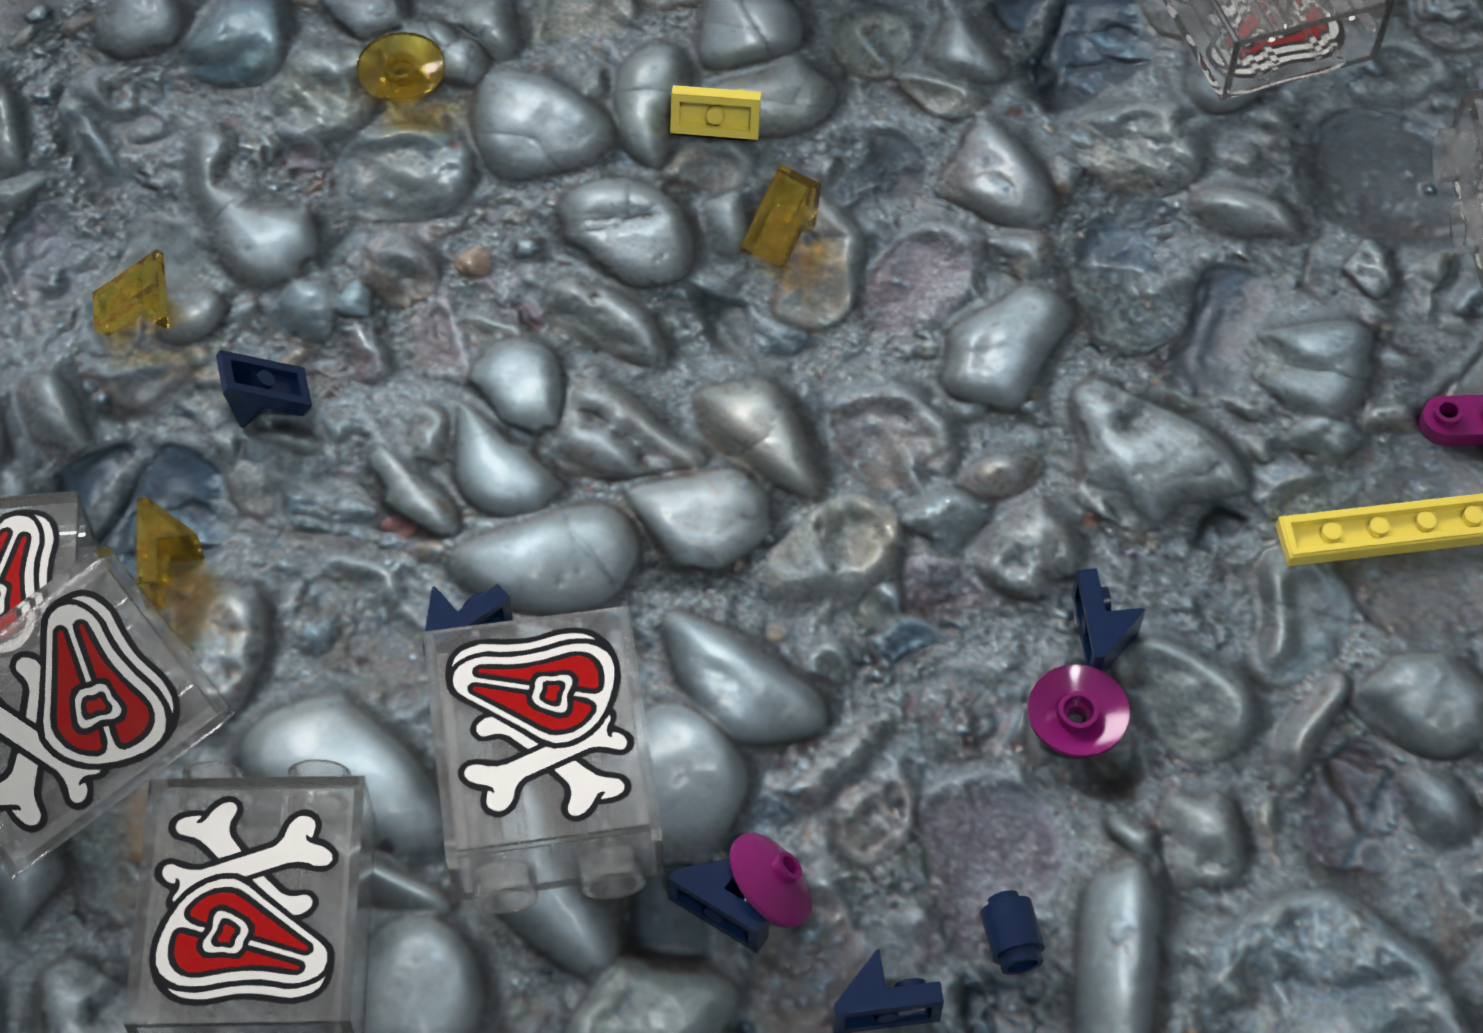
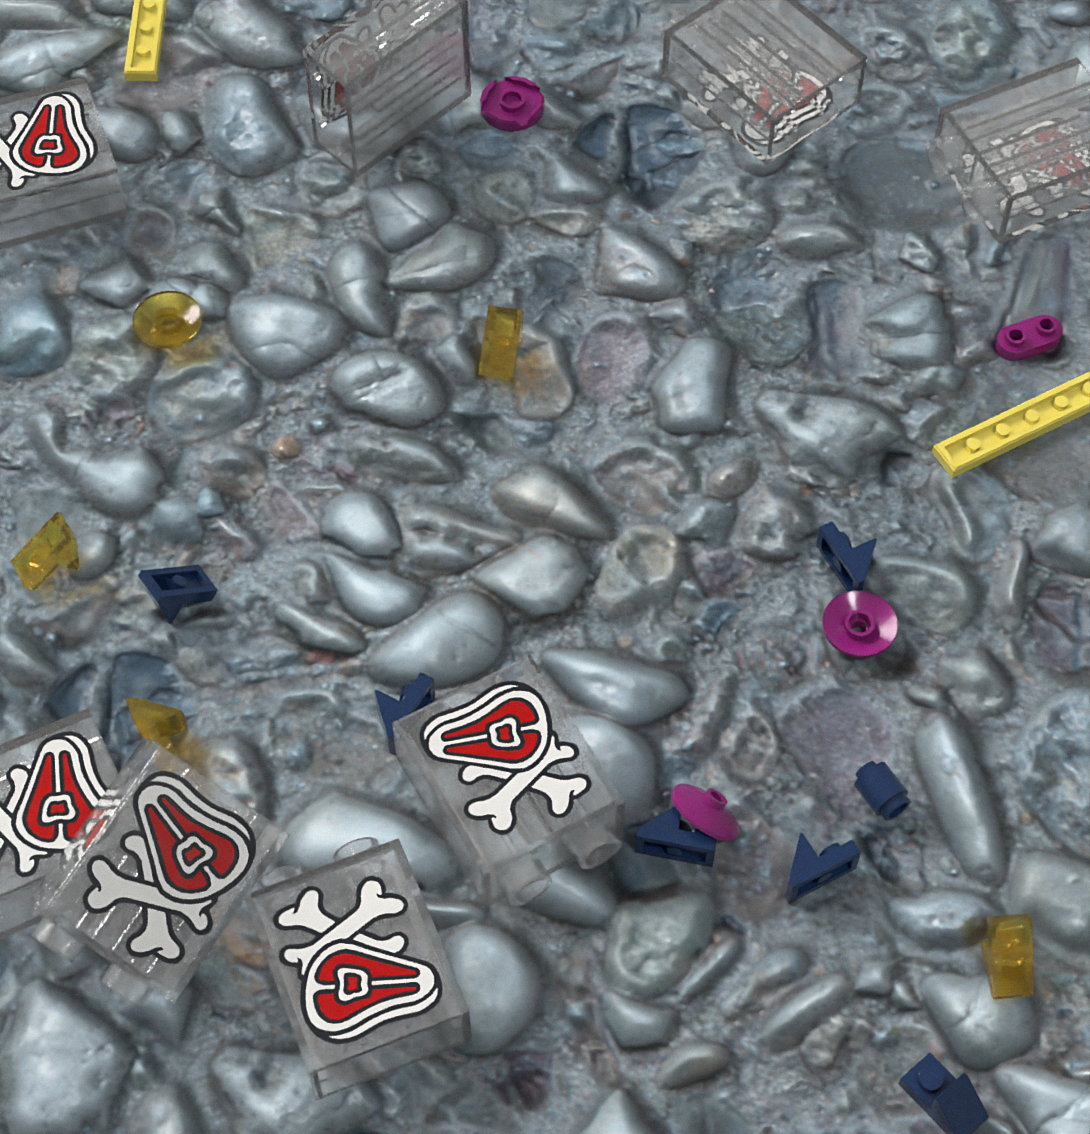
camera: 20 degrees left, 0 degrees up
(715, 112) = (416, 282): light yellow tile -> none

